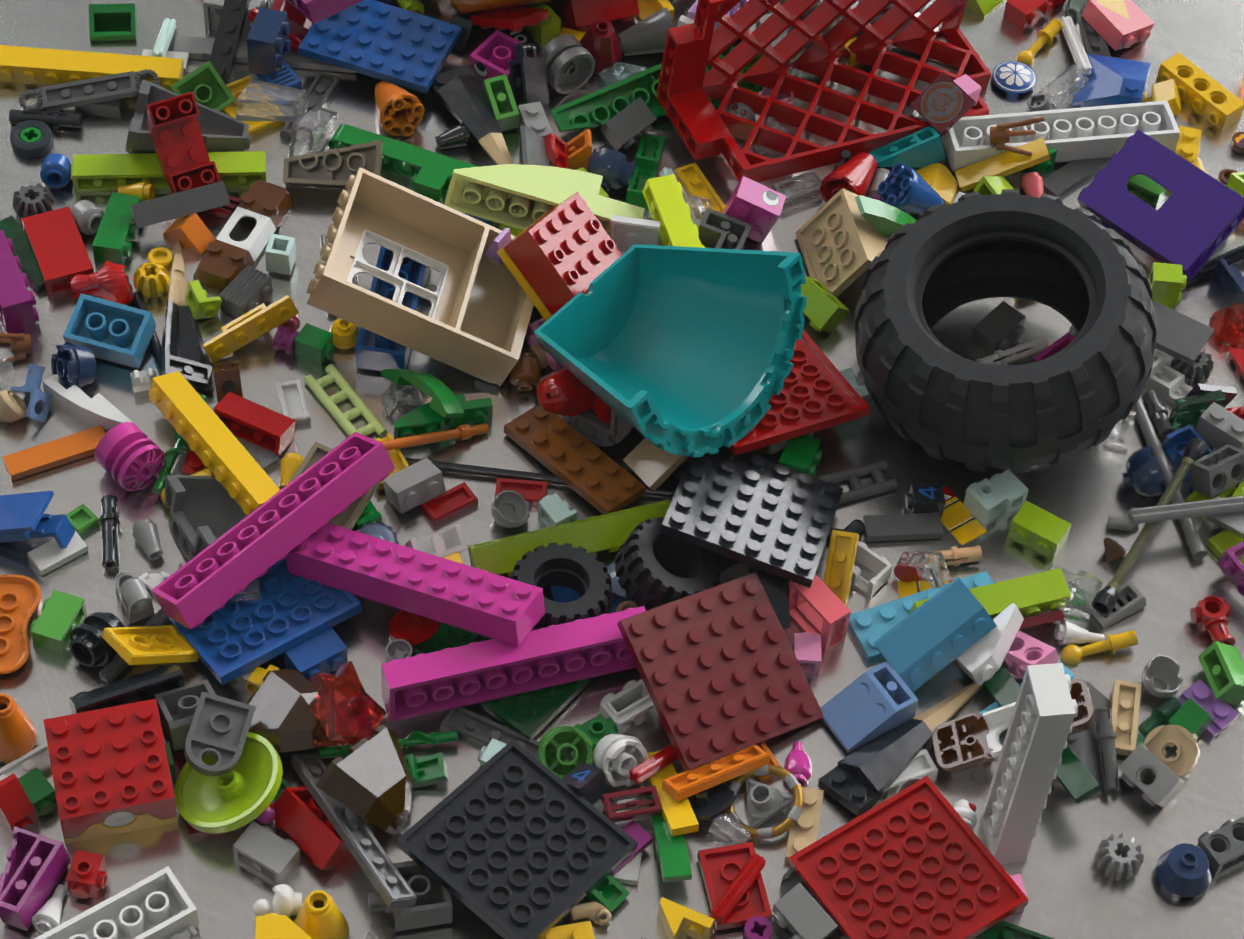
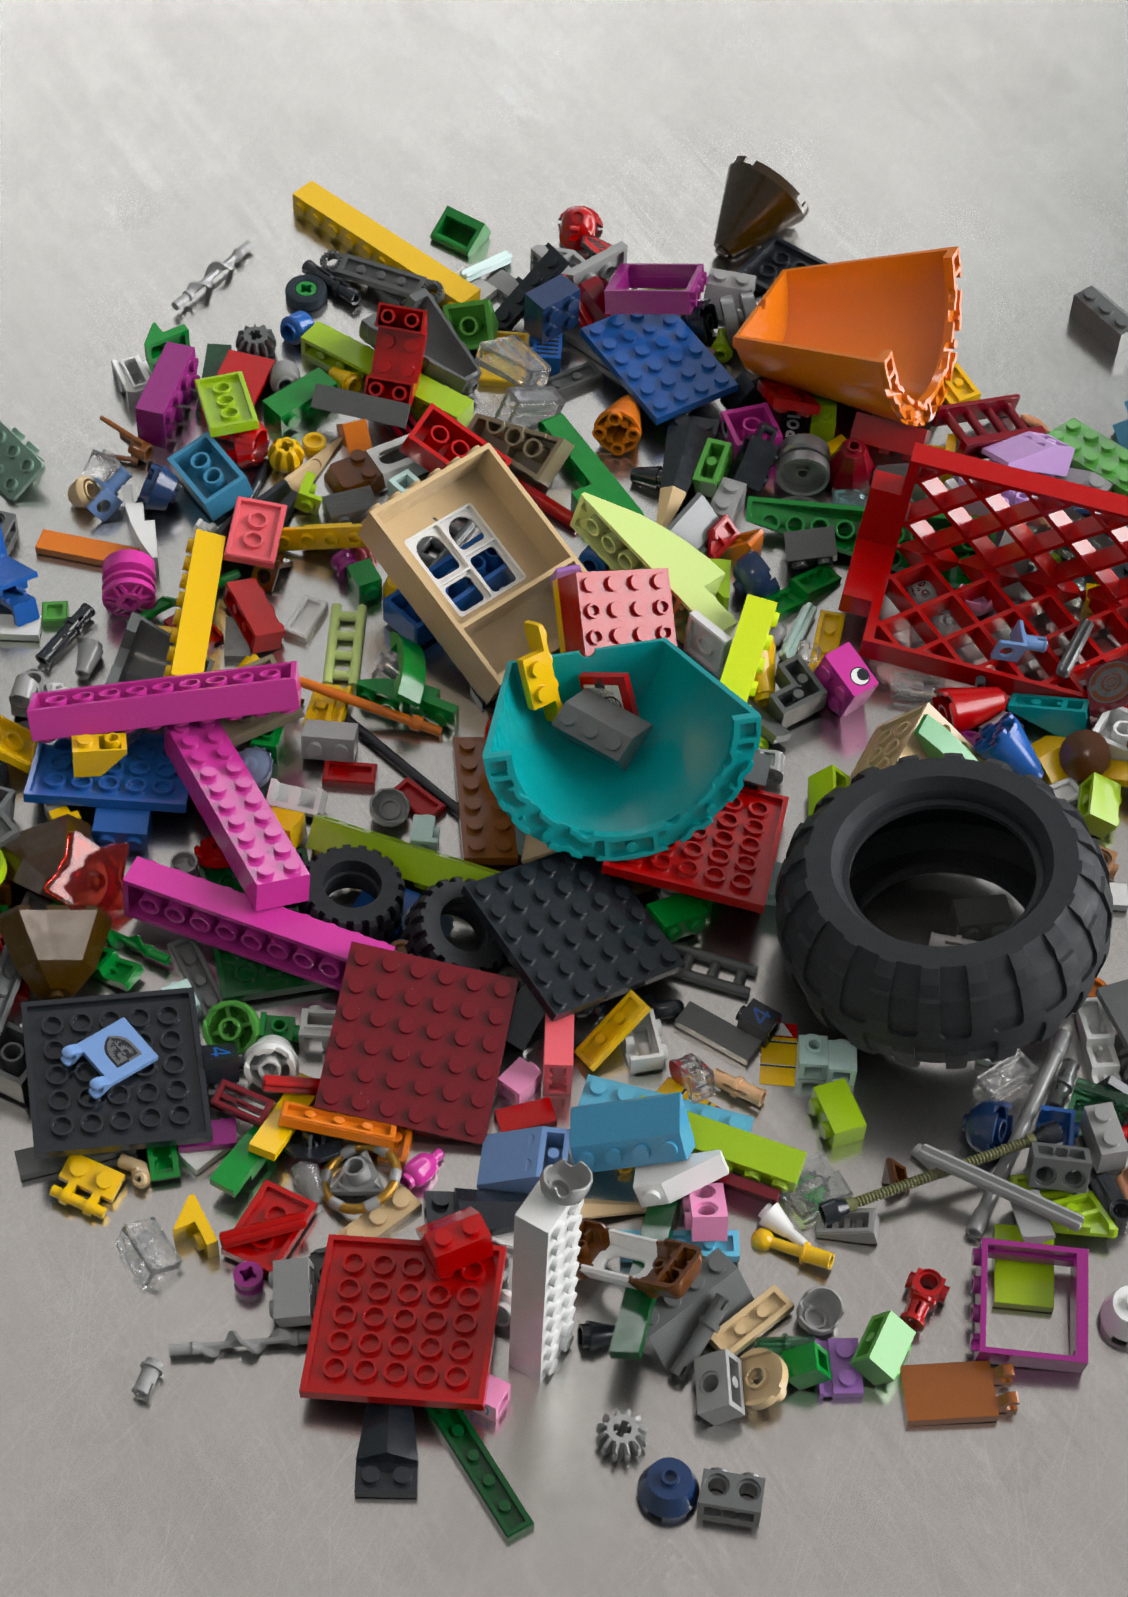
camera: 40 degrees right, 0 degrees up
(73, 263) = (226, 404): none -> lime tile
(198, 354) = (255, 532): none -> coral tile
(252, 606) = (97, 753): none -> yellow slope
(293, 199) = (440, 439): none -> red brick
(509, 829) = (113, 1052): none -> medium blue flag
(570, 324) = (538, 673): none -> yellow bracket
(623, 317) = (611, 686): none -> red tile
(642, 343) = (602, 728): none -> dark grey slope
(832, 677) = (526, 1115): none -> red tile
(853, 110) = (1019, 643): none -> medium blue bracket
(889, 93) = (1074, 648): none -> dark grey axle
(891, 793) = (456, 1241): none -> red slope
(963, 168) = (1084, 754): none -> reddish brown dish
(1061, 665) = (565, 1182): none -> light grey hair

